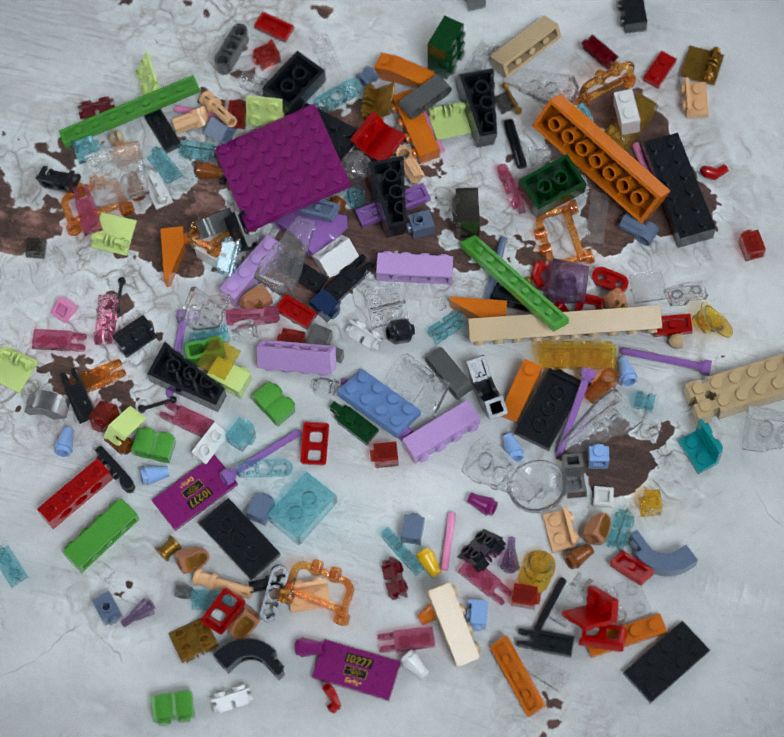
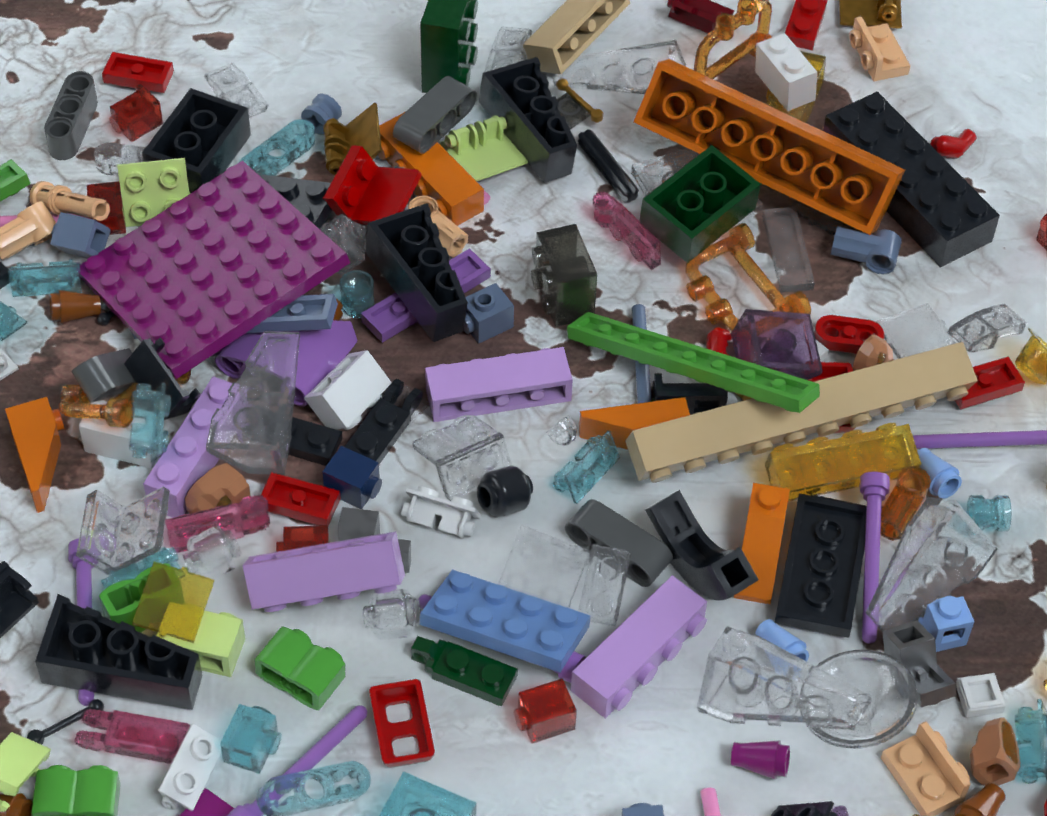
camera: 20 degrees left, 15 degrees down
(399, 70) = (392, 90): orange slope -> none
(676, 341) = (1003, 405): tan hinge -> none

